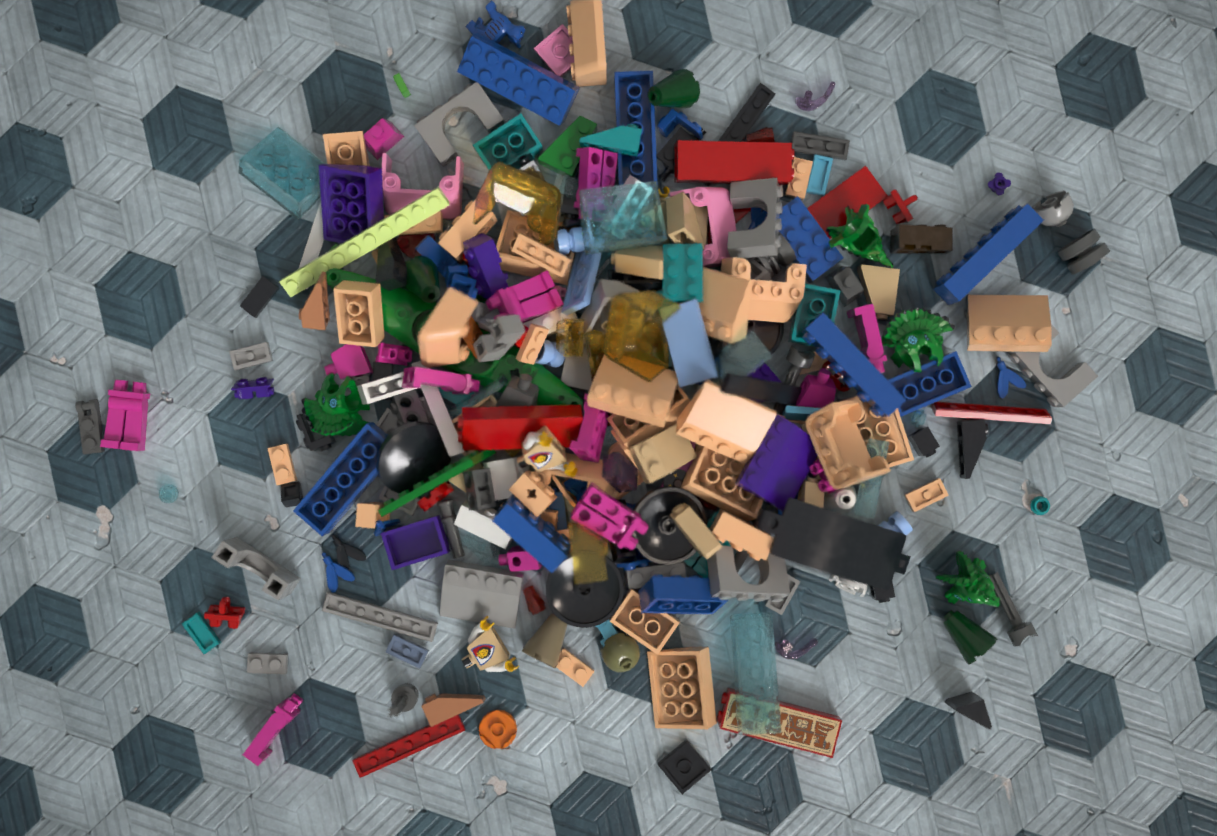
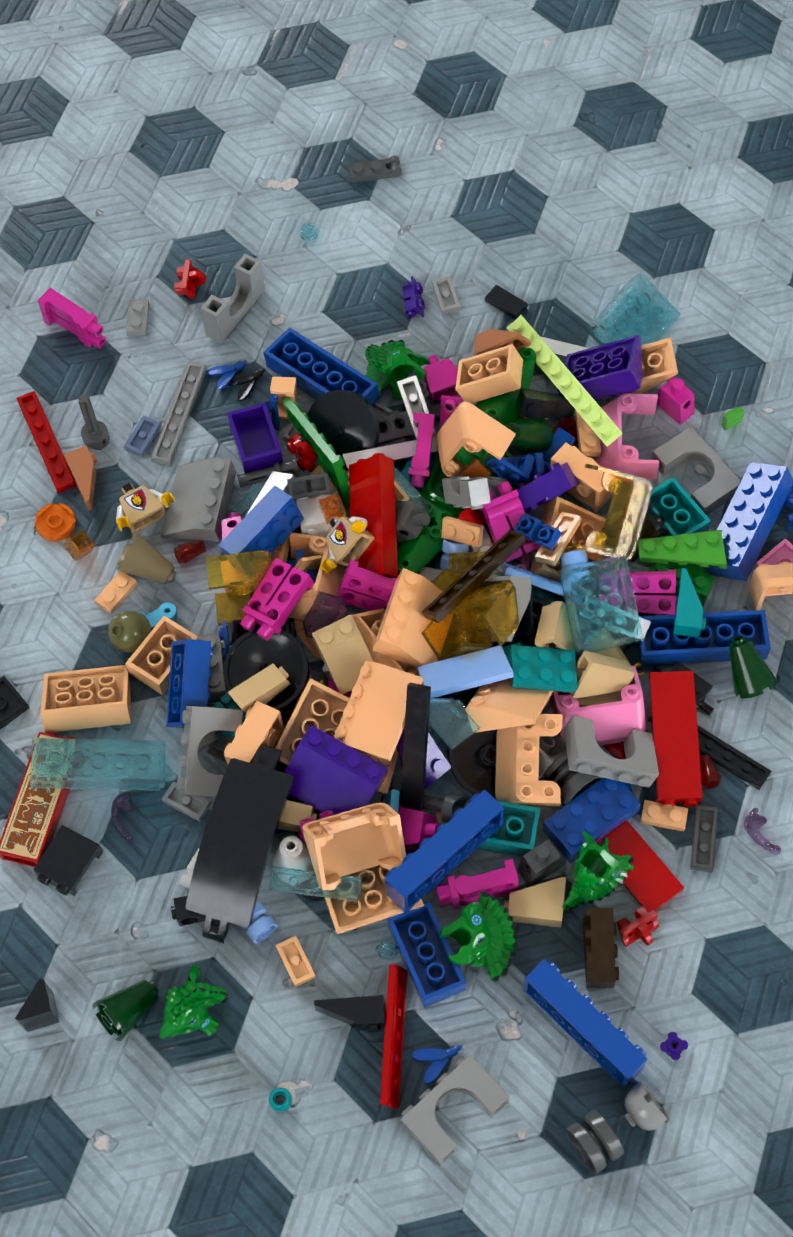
camera: 90 degrees right, 25 degrees down
(126, 417) = (384, 196): dark pink hips -> none
(201, 633) = (168, 263): teal tile -> none
(282, 464) = (337, 325): light nougat plate -> none
(291, 494) = (309, 331): black slope -> none
(309, 441) = (359, 346): black bracket -> none
(508, 459) = (327, 509): none -> clear orange plate
(523, 491) = (303, 532): light nougat brick -> none
(530, 699) = (81, 540): none -> clear orange plate
(538, 273) = (538, 532): none -> blue slope
(554, 131) = (691, 548): none -> bright green wing
(584, 603) = (187, 596): black dish -> none
(594, 332) = (473, 576): none -> dark brown plate
(673, 118) = (718, 677): blue bracket -> none
(819, 175) = (669, 838): medium azure tile -> none
(836, 694) = (66, 860): none -> black panel
(923, 442) = (358, 956): black brick -> none
(1008, 323) = (502, 1048): light nougat slope -> none
(1019, 630) = (131, 1070): dark grey piece -> none

